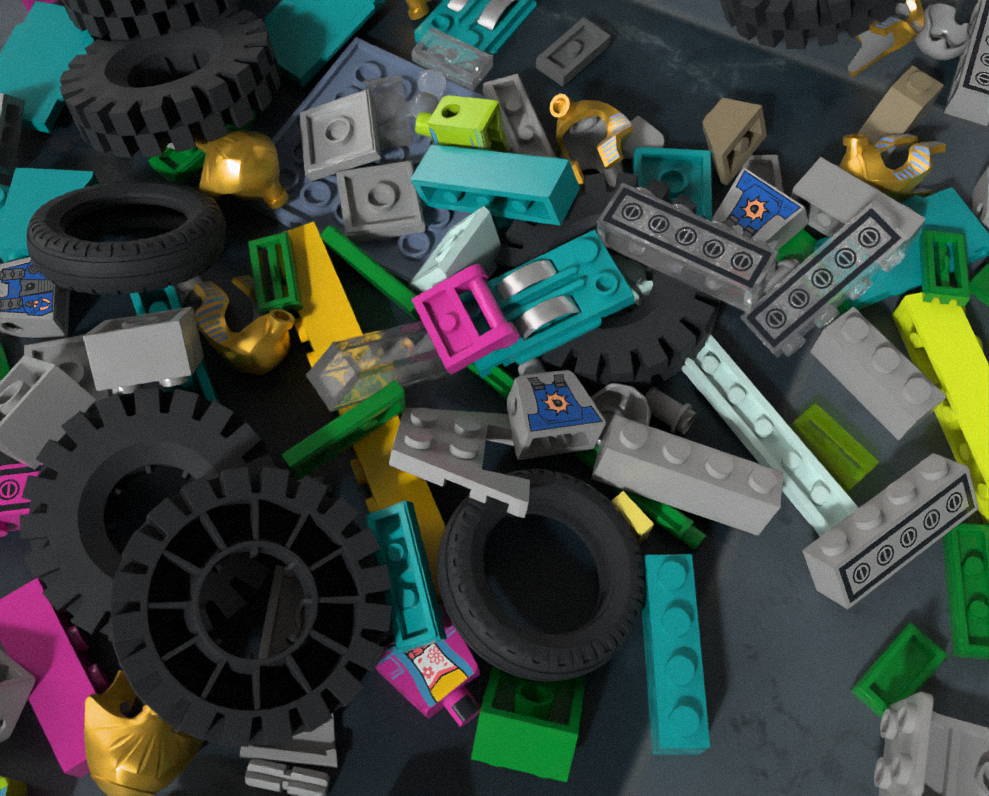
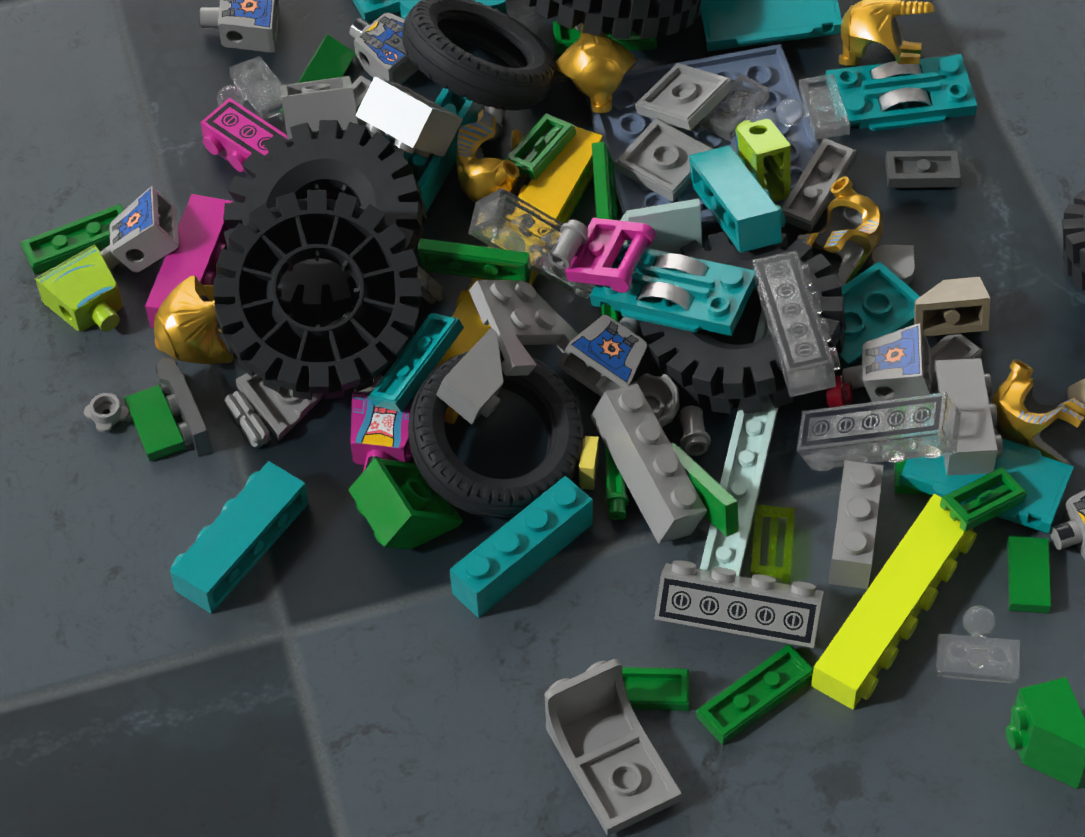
camera: 50 degrees right, 10 degrees down
(423, 332) = (571, 238): none -> light grey pin
(504, 546) = (475, 381): none -> light grey slope
(795, 459) = (720, 504): none -> green tile

